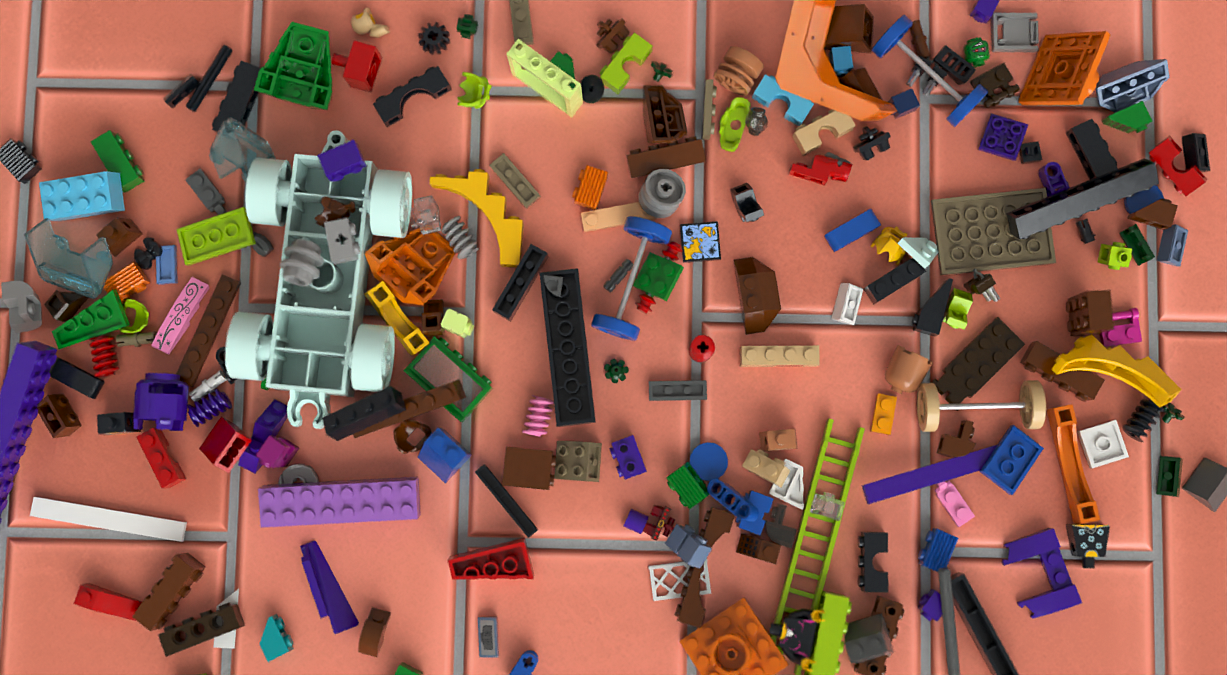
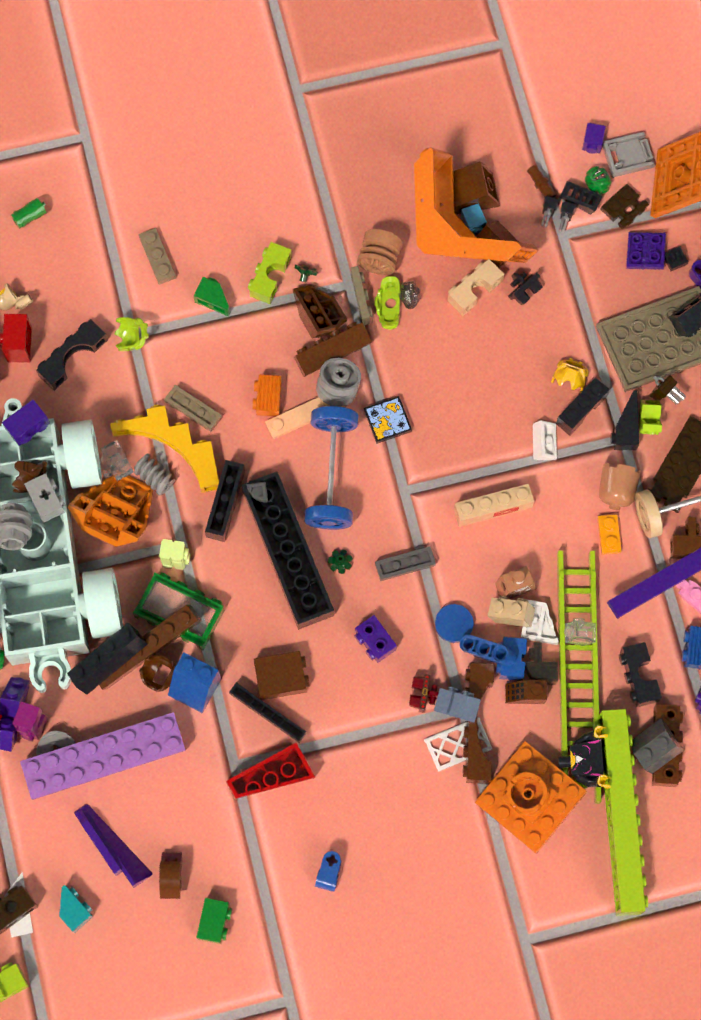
camera: 20 degrees left, 10 degrees down
(390, 312) = (97, 552): yellow arch -> none
(432, 318) = (148, 556): reddish brown brick -> none
(441, 36) = (78, 302): black gear -> none
(467, 26) = (108, 276): dark green gear -> none
(488, 637) = (285, 850): slope -> none
(538, 416) = (275, 623): bright pink piece -> none
(544, 78) = (198, 303): yellowish green window -> none
(578, 461) = (327, 655): dark tan bracket -> none
(592, 88) = (243, 304): black piece -> none
(617, 29) = (246, 257): reddish brown hips -> none
(618, 275) = (317, 471): dark grey axle -> none
(636, 521) = (399, 699): dark purple brick -> none
(658, 276) = (356, 461): green plate -> none
(687, 485) = (440, 649): green brick -> none
(707, 343) = (417, 516): red piece -> none
(746, 203) = (421, 372): black brick -> none
(757, 294) = (456, 454): reddish brown wedge -> none
(769, 90) = (415, 262): medium azure arch -> none
(822, 168) = (484, 322): red plate -> none
(852, 230) = (529, 371): blue beam -> none
(893, 37) = (515, 186): blue axle -> none
(904, 103) = (545, 242): dark blue brick -> none
(920, 249) = (597, 370): light aqua wing -> none

